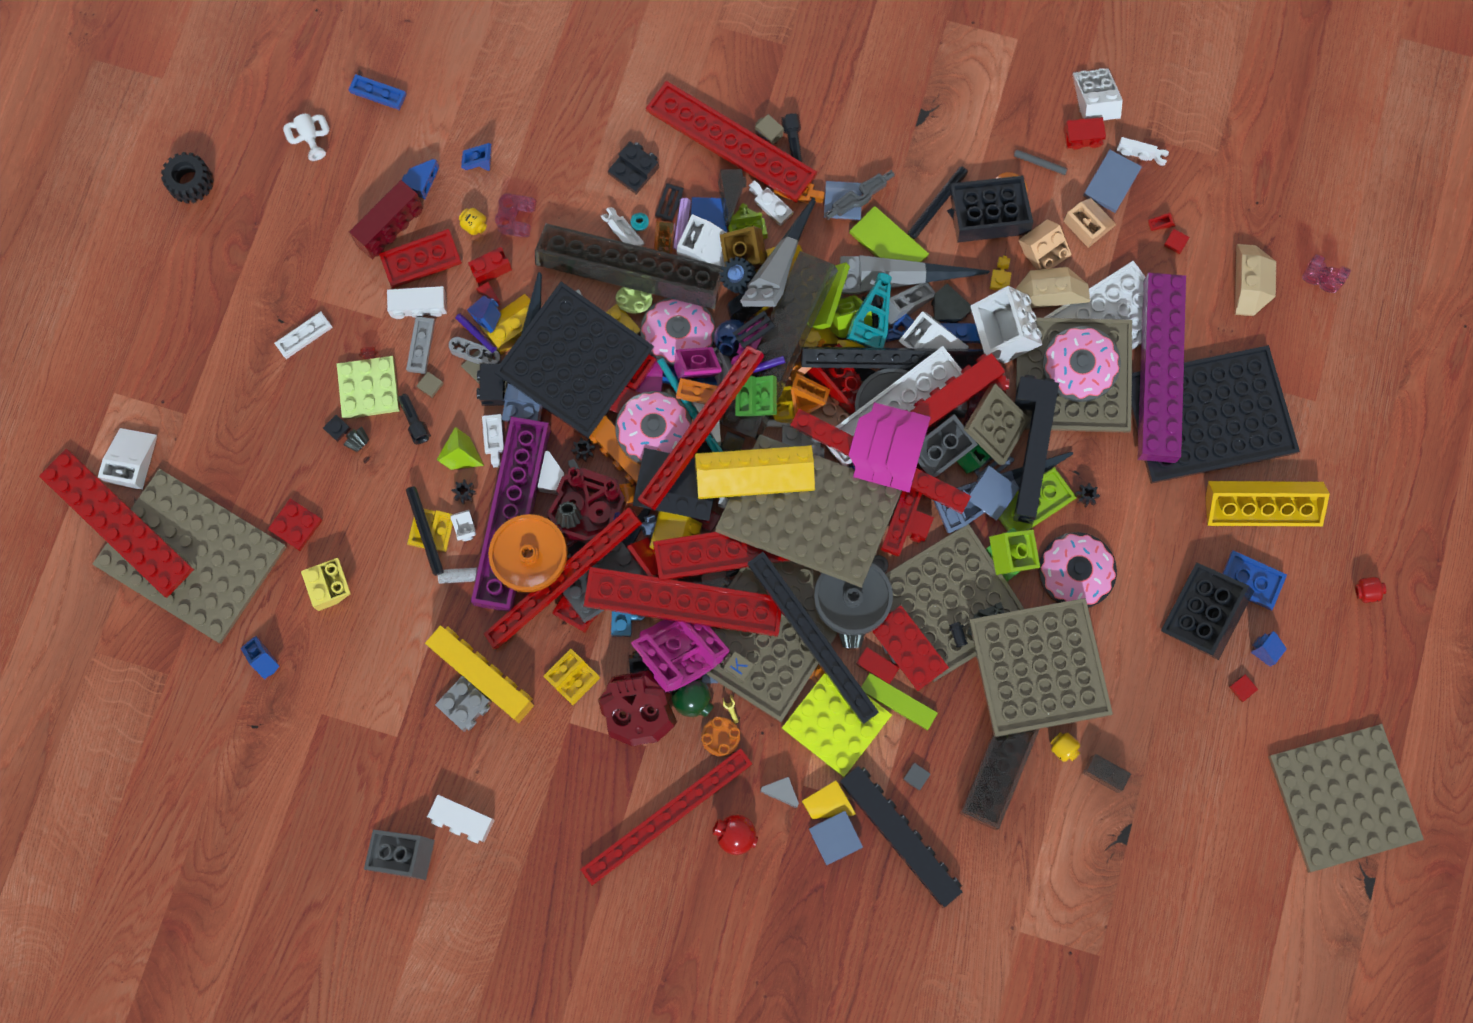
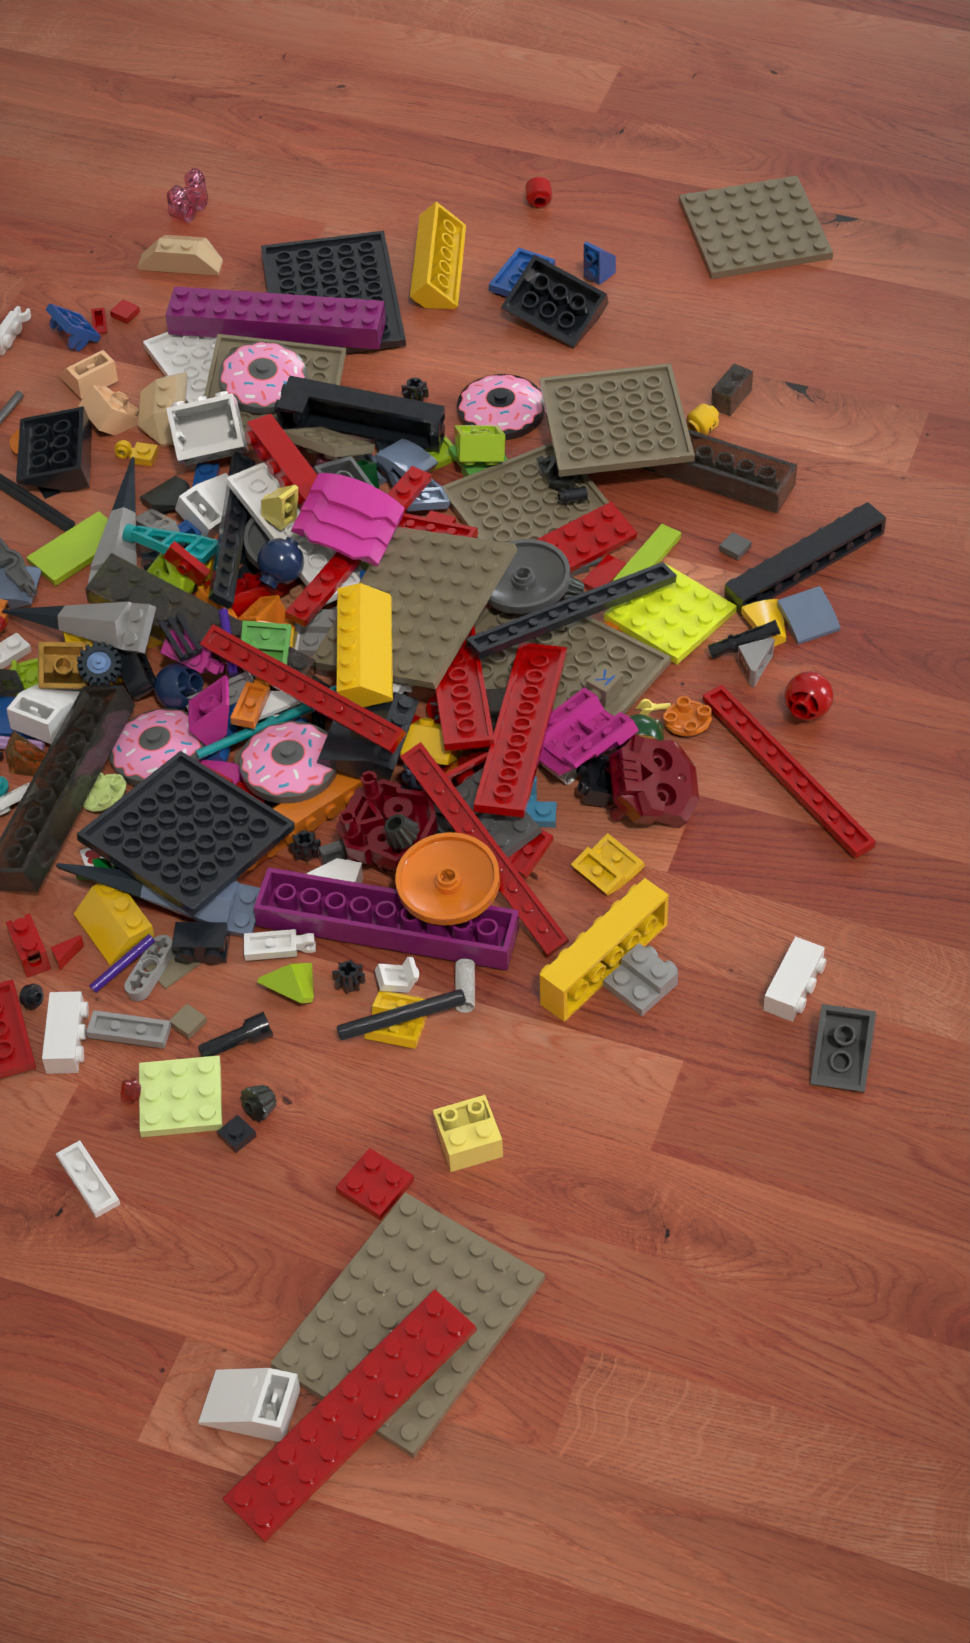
camera: 85 degrees left, 25 degrees down
(260, 657) = (568, 1218): blue slope -> none
(448, 275) = (31, 996): none -> black plate
(485, 313) = (99, 945): blue slope -> none
(794, 762) = (733, 641): none -> black pin
(845, 326) = (186, 563): none -> red plate
(851, 399) = (280, 562): none -> dark blue brick
(905, 390) = (280, 506): none -> light yellow slope
(1112, 181) = (40, 357): sand blue tile -> none
(1156, 192) = (74, 324): none -> blue piece
(1243, 688) = (638, 289): red tile -> none

